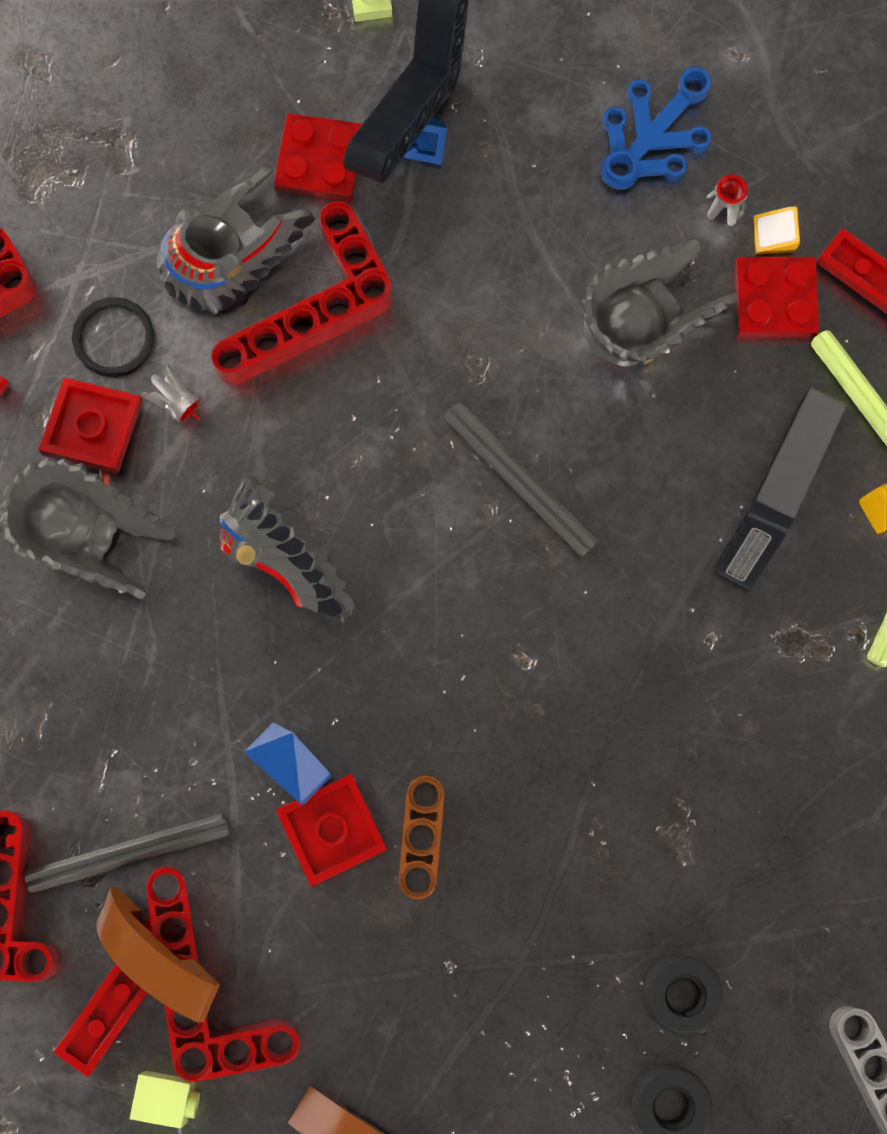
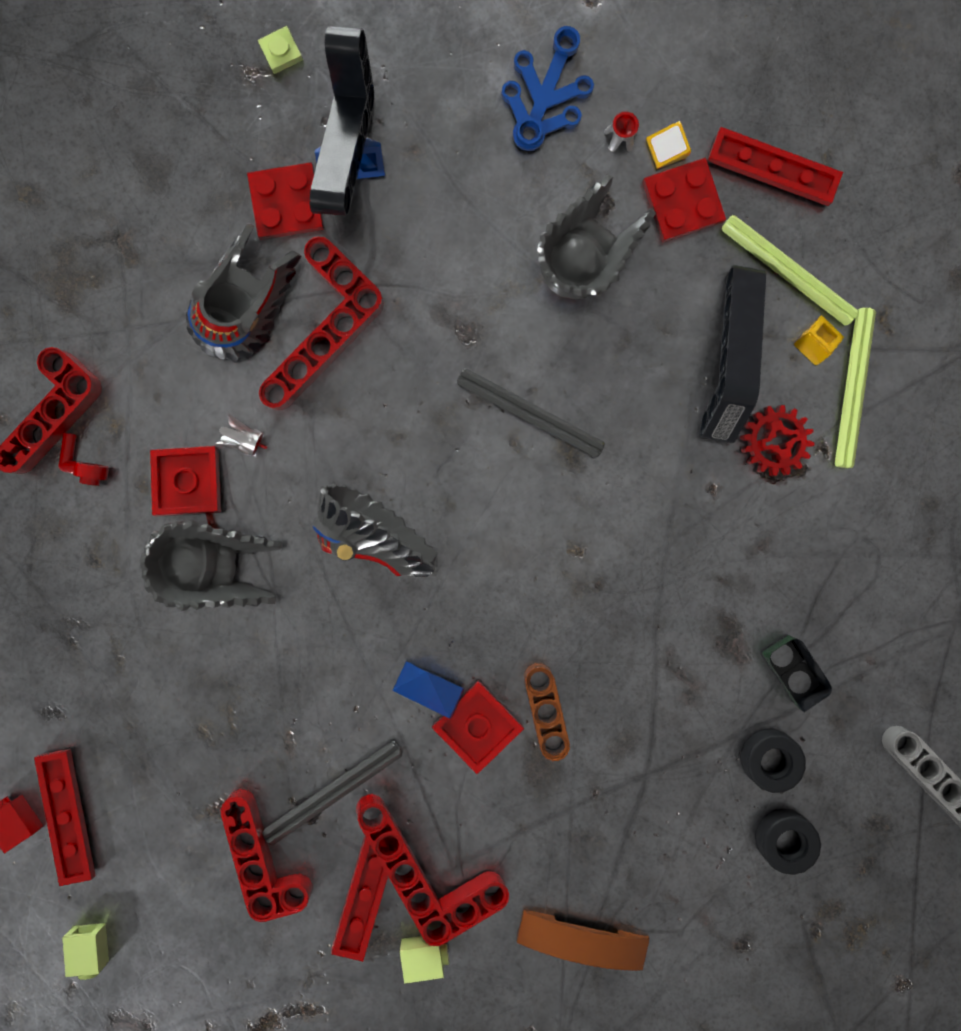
camera: 20 degrees left, 10 degrees up
(102, 303) = (145, 400): black piece -> none
(149, 963) = (407, 887): dark orange slope -> none
(758, 875) = (820, 686): none -> black piece
(804, 585) = (774, 428): none -> red gear

